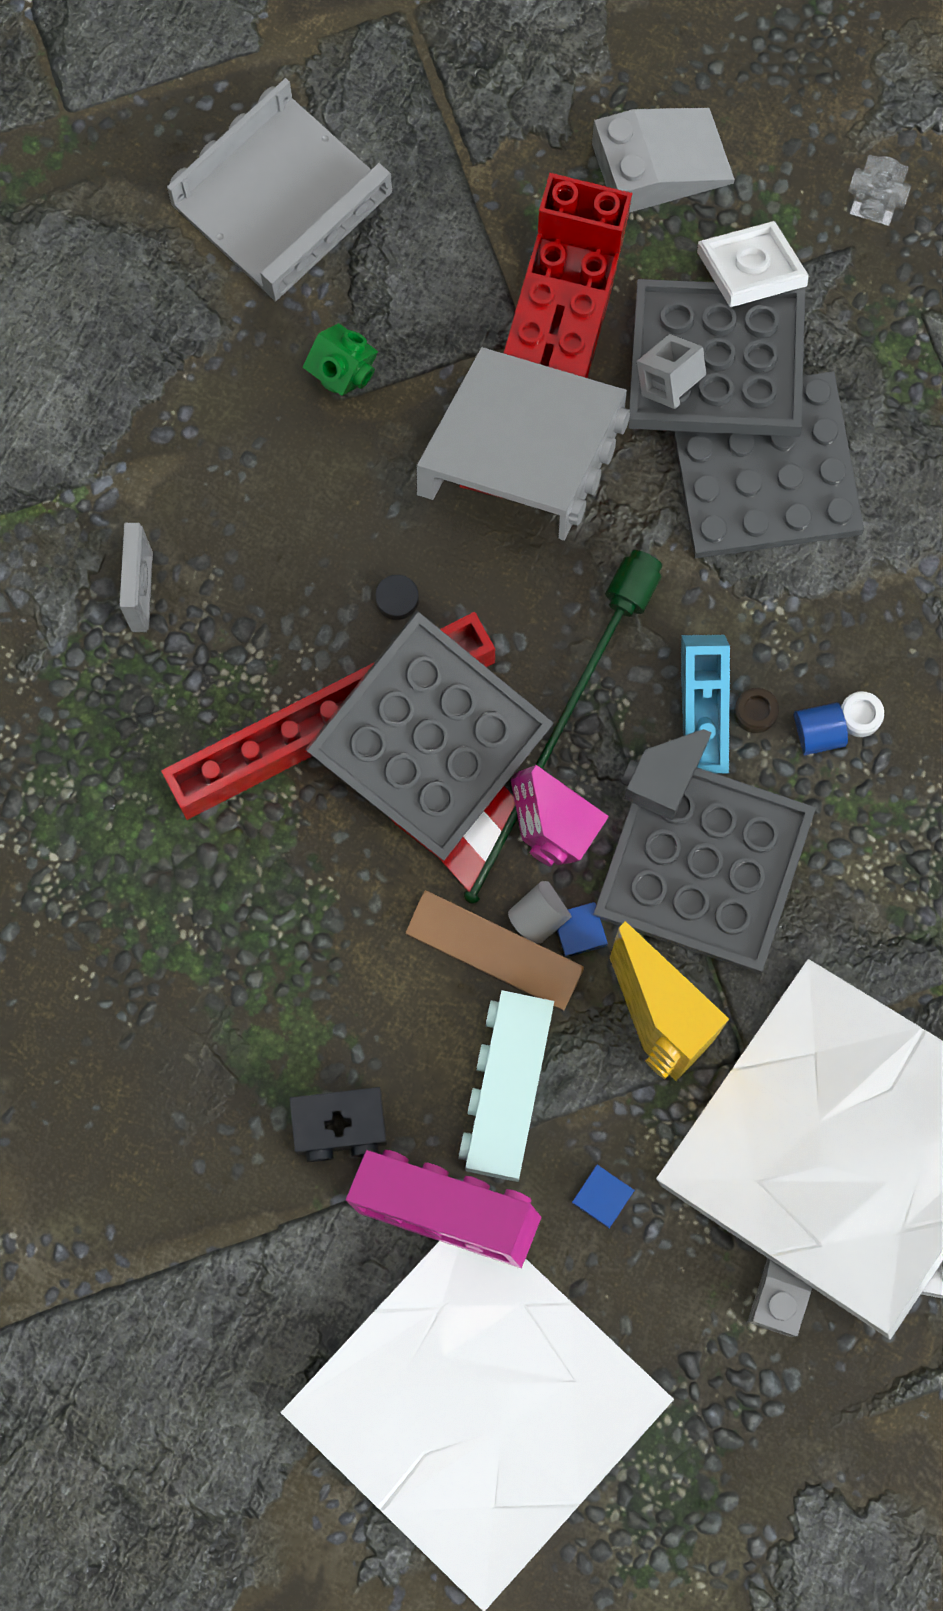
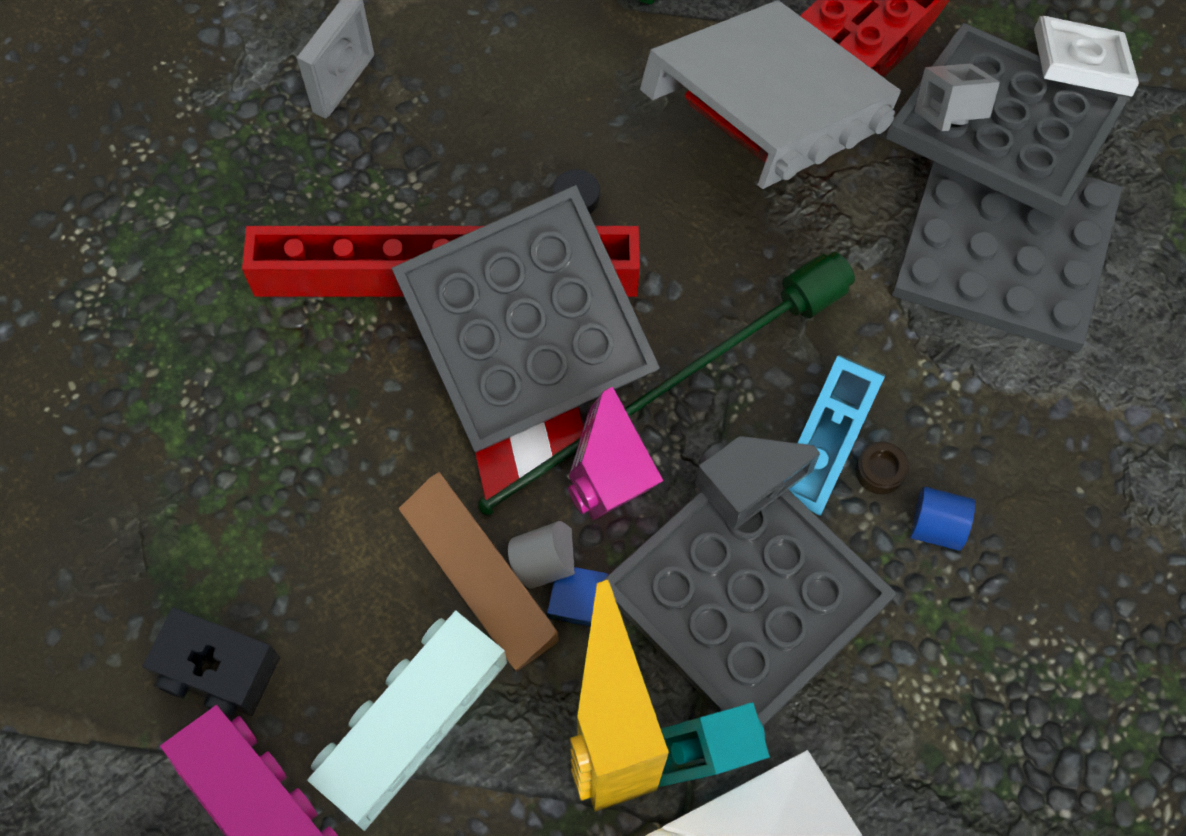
camera: 25 degrees right, 10 degrees down
(744, 987) = (713, 744): none -> teal slope
(862, 713) = (995, 525): white tile -> none

